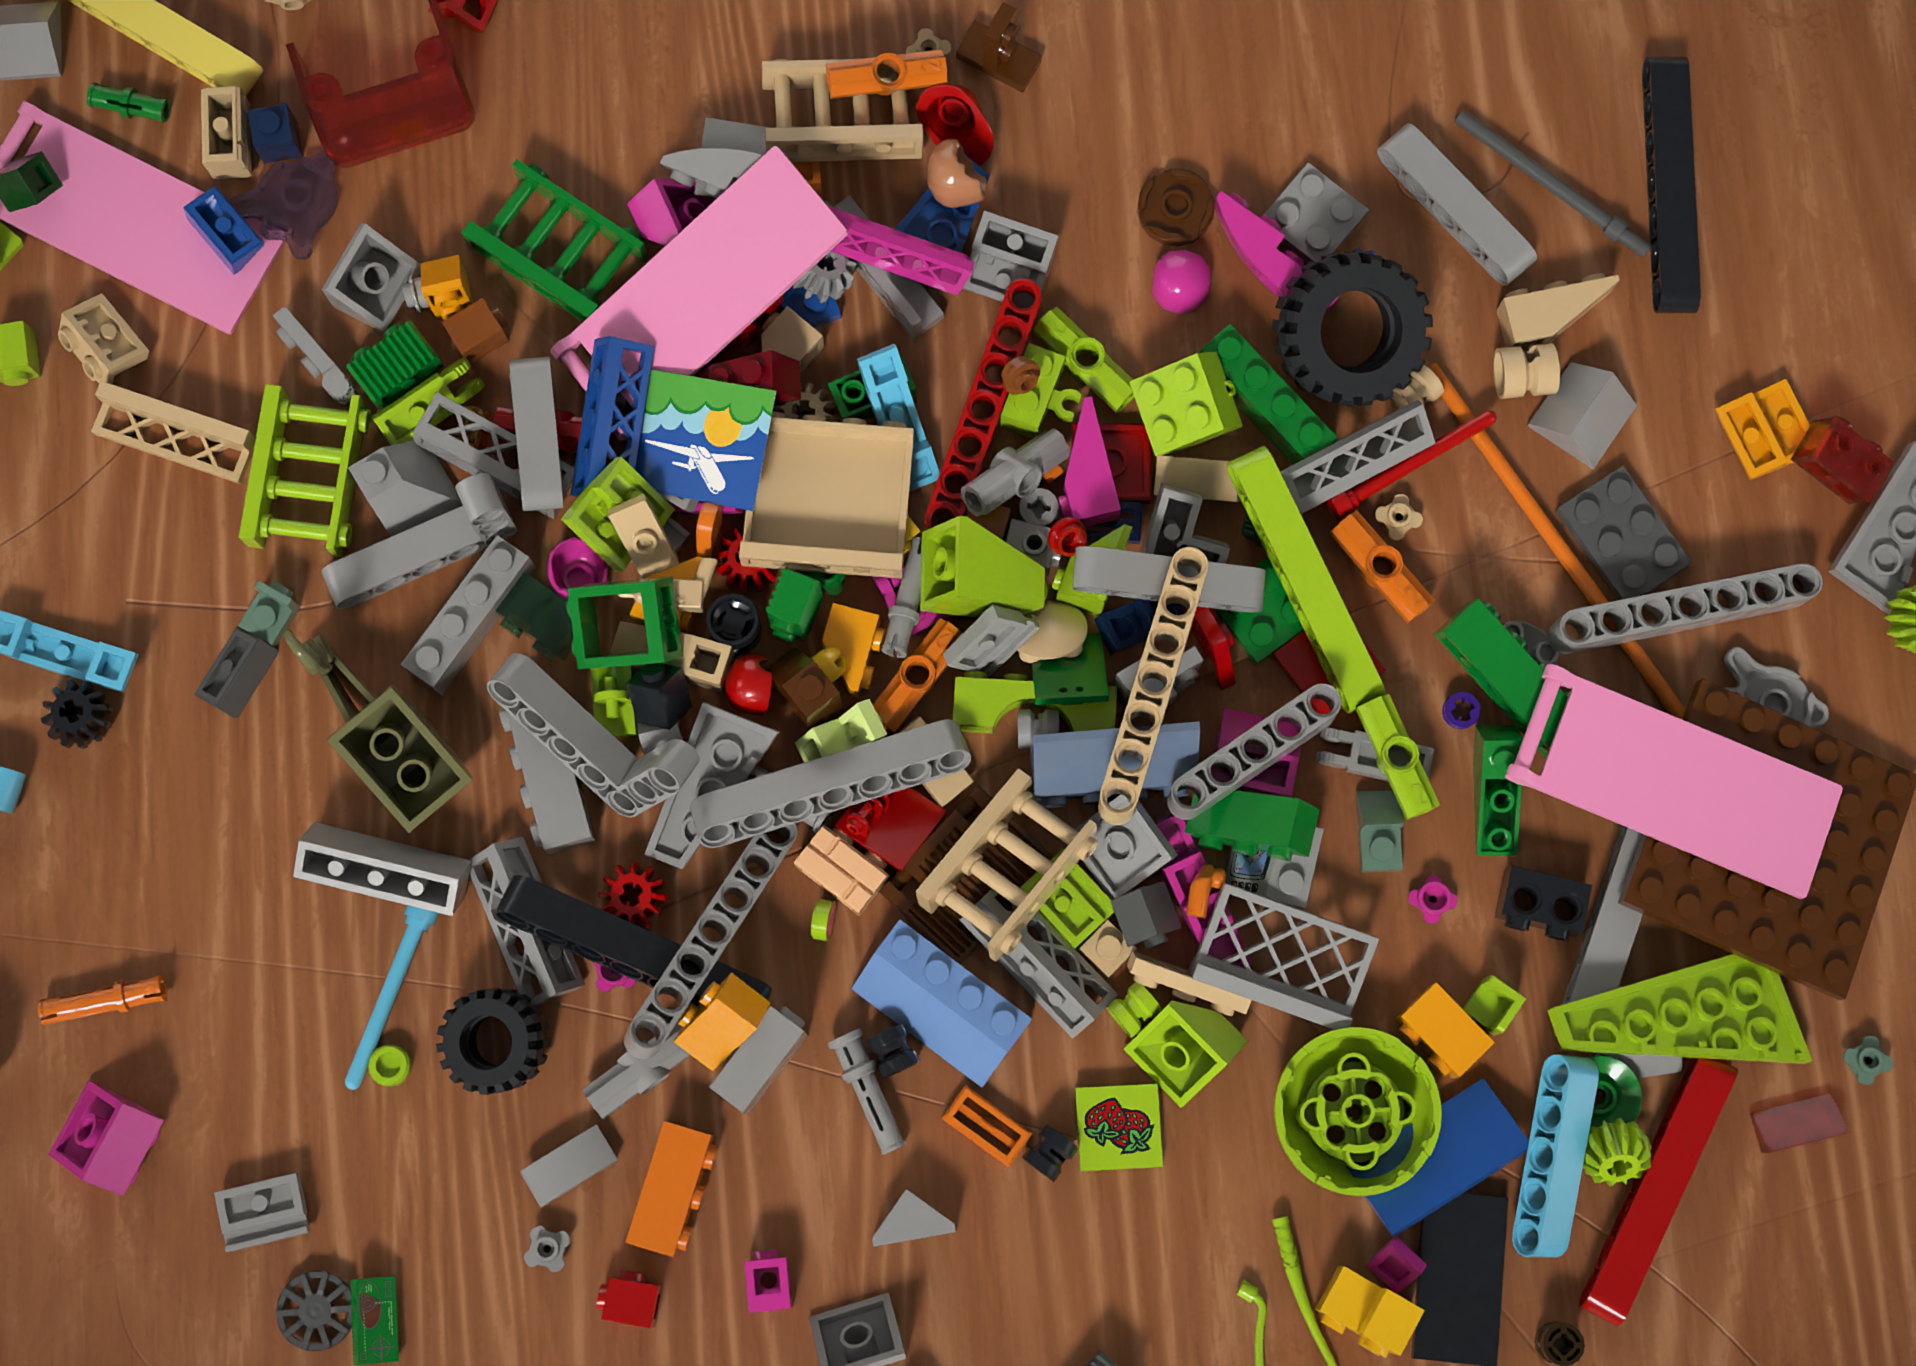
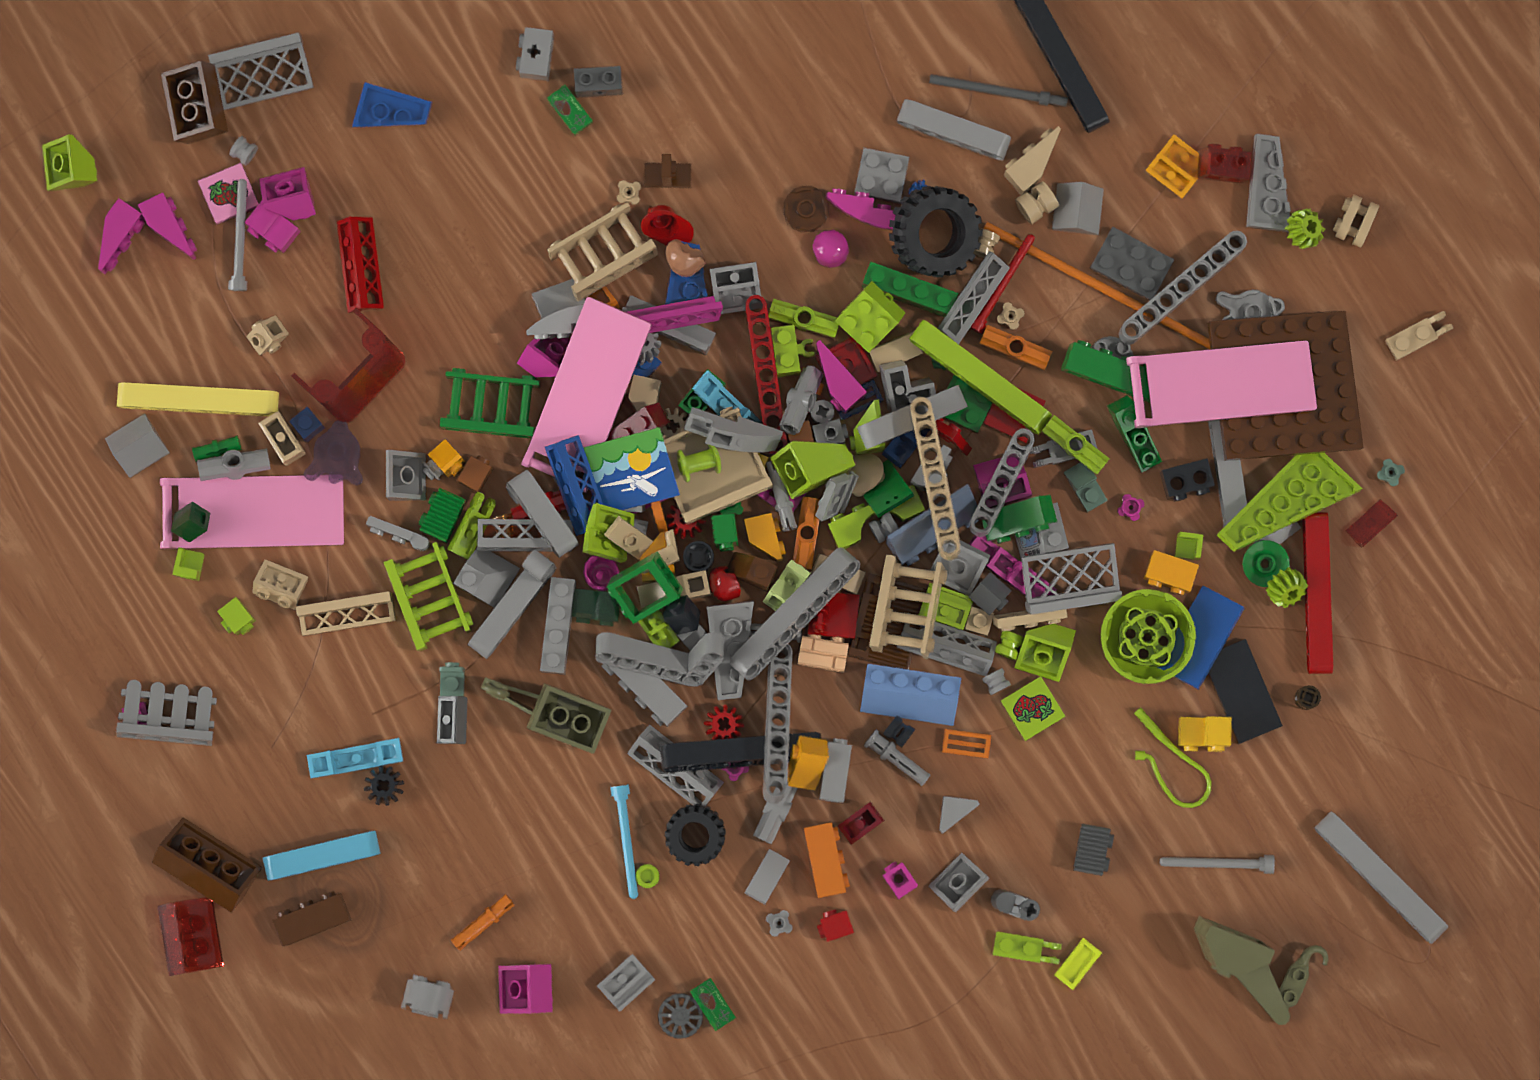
camera: 25 degrees left, 5 degrees up
(136, 134) = (246, 463): none -> light grey piece
(223, 229) = (310, 491): blue slope -> none
(382, 868) = (589, 779): light grey brick -> none
(756, 1161) = (860, 823): none -> dark red slope
(810, 477) = (698, 461): none -> lime hose
(823, 919) = (827, 684): lime tile -> none
(830, 663) = (761, 551): yellow hinge -> none
(861, 77) = (630, 213): orange piece -> none
(876, 459) = (731, 435): none -> light grey slope
(1020, 375) = (778, 349): dark orange plate -> none
(1046, 1162) = (1005, 745): black wheel -> none
(1066, 536) = (847, 420): red plate -> none
(1084, 1055) = (996, 681): none -> light grey wheel
(1200, 889) = (1011, 567): orange arm -> none
(1396, 1265) = (1207, 702): dark pink plate -> none
(1472, 715) = (1102, 400): dark purple bush -> none
(1555, 1156) = (1258, 605): medium azure beam -> none

